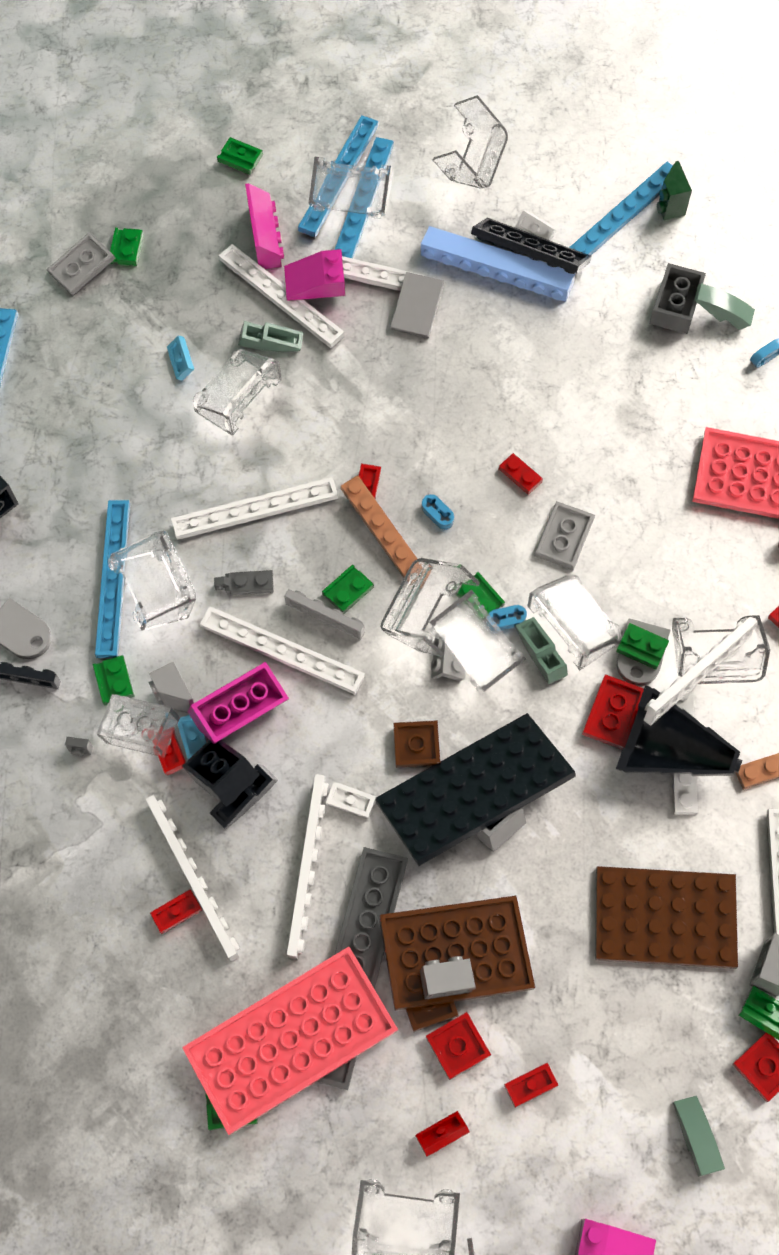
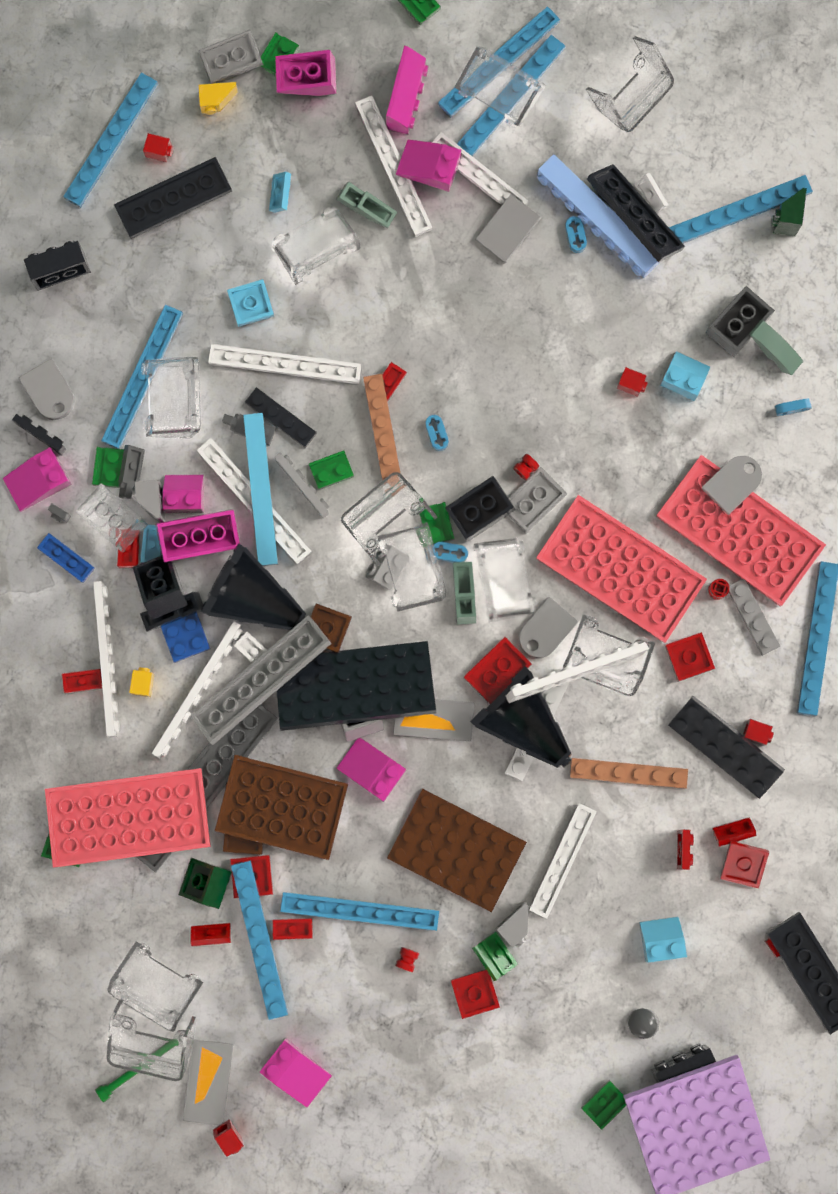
camera: 20 degrees right, 15 degrees up
(41, 365) = (158, 147): none -> red brick
(41, 722) = (36, 479): none -> dark pink slope
(74, 403) = (173, 197): none -> black plate
(80, 300) = (216, 96): none -> yellow slope
(104, 789) = (66, 558): none -> blue plate
(138, 671) = (130, 470): none -> dark grey hinge
(161, 247) = (306, 73): none -> dark pink slope
(195, 466) = (250, 303): none -> medium azure plate
(204, 673) = (183, 494): none -> dark pink slope
(242, 884) = (142, 682): none -> yellow brick
(269, 818) = (185, 637): none -> blue plate
(272, 559) = (281, 417): none -> black plate
(285, 635) = (260, 489): none -> medium azure tile
(323, 738) = (251, 594): none -> black cone
(371, 824) = (260, 679): none -> light grey plate
(409, 1076) = (205, 883): none -> dark green slope
(447, 977) = (262, 826): light grey brick -> none
(486, 286) = (580, 233): none -> dark azure beam
(501, 1115) = (259, 940): none -> dark azure plate
(518, 559) = (480, 508): none -> black brick
(520, 473) = (523, 427): red plate -> none
(534, 869) = (371, 769): none -> dark pink slope
(542, 506) = (526, 466): none -> red wheel
(592, 786) = (448, 723): none -> light grey tile
(595, 1030) = (359, 911): none -> dark azure plate
(604, 390) = (632, 382): none -> red brick
(642, 646) = (547, 626): green plate -> none
(652, 368) = (685, 376): none -> medium azure slope
(674, 1061) = (407, 959): none -> red wheel
(686, 562) = (621, 569): none -> coral plate
(698, 1136) = (397, 1019): sand green slope -> none
(751, 440) = (732, 484): none -> light grey tile

